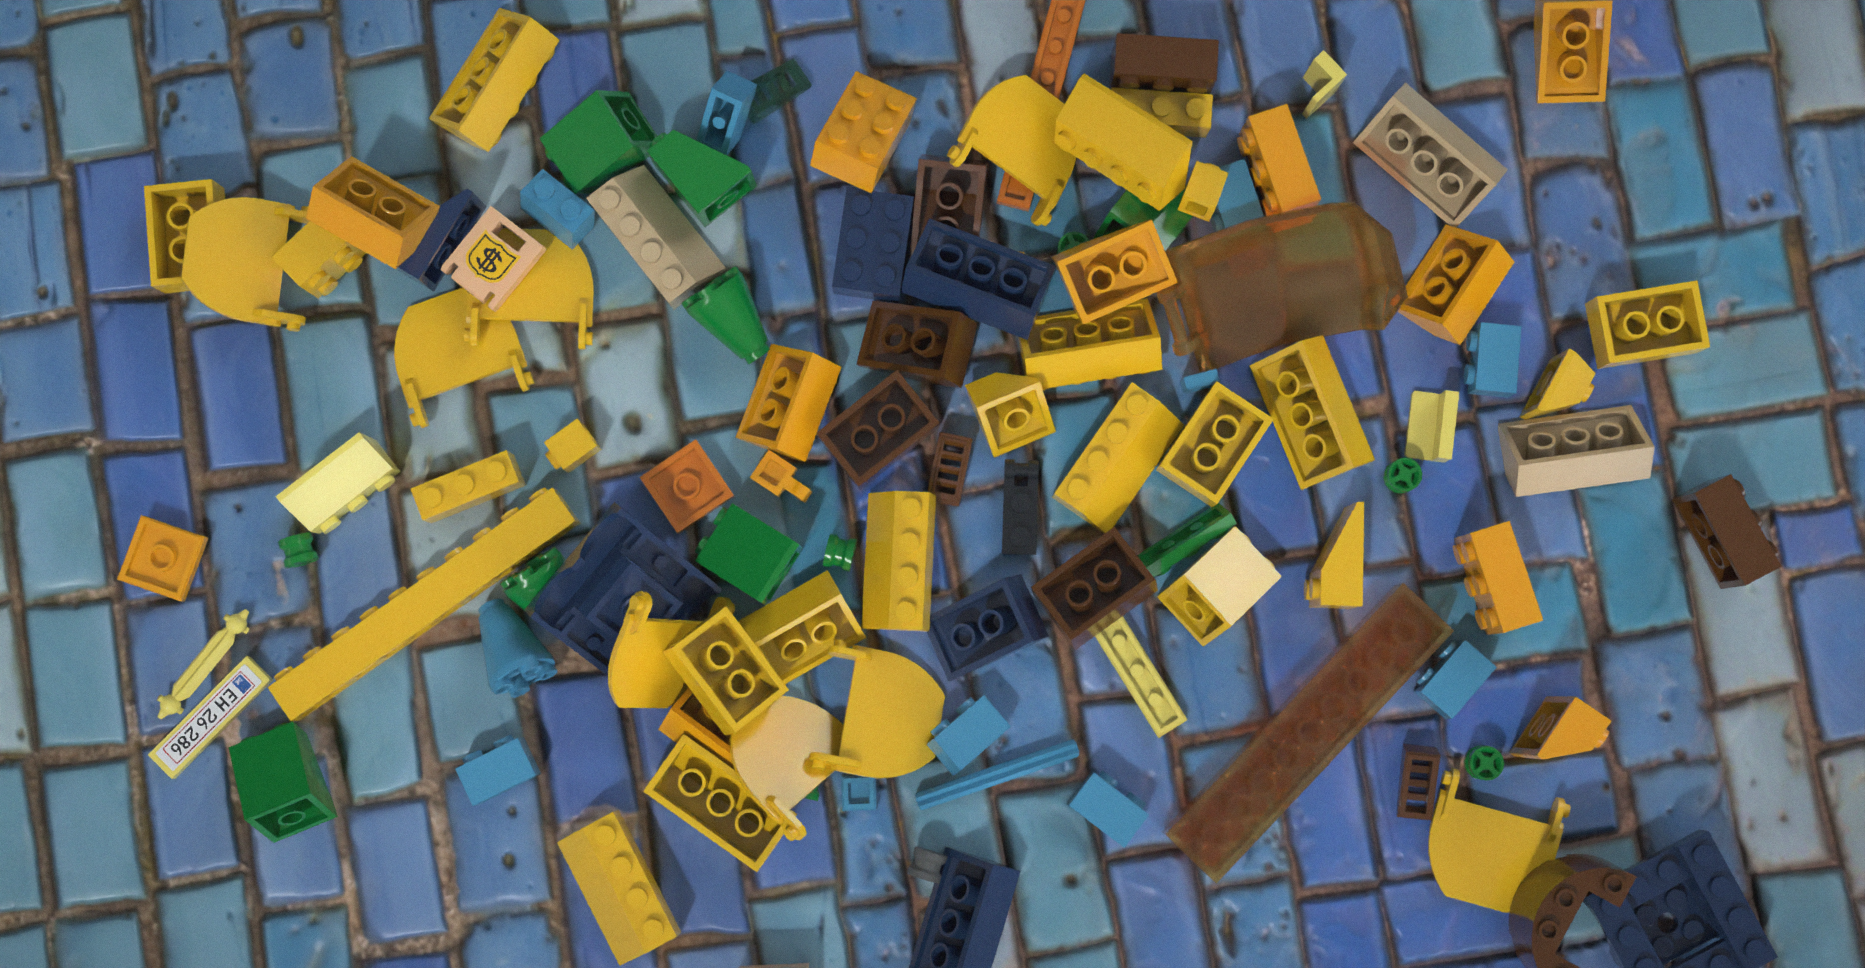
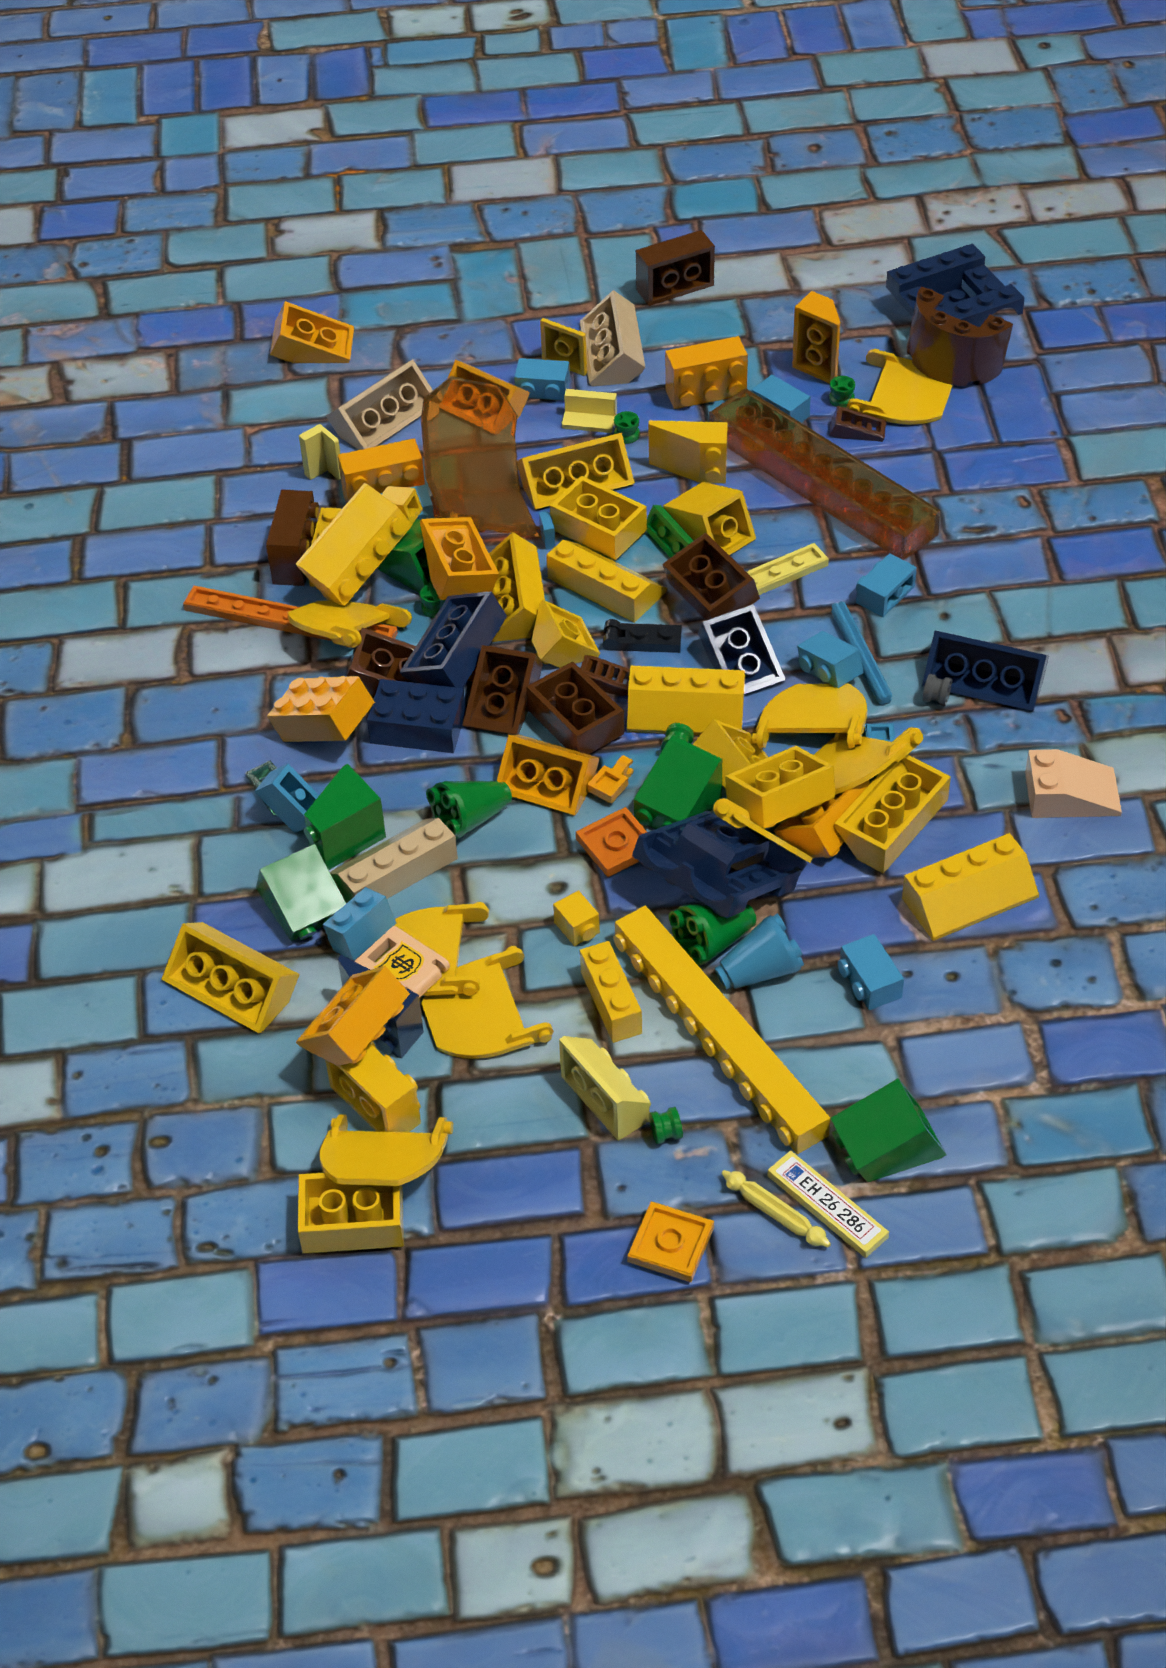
camera: 85 degrees left, 35 degrees down
(1647, 324) = (522, 301): yellow brick -> none

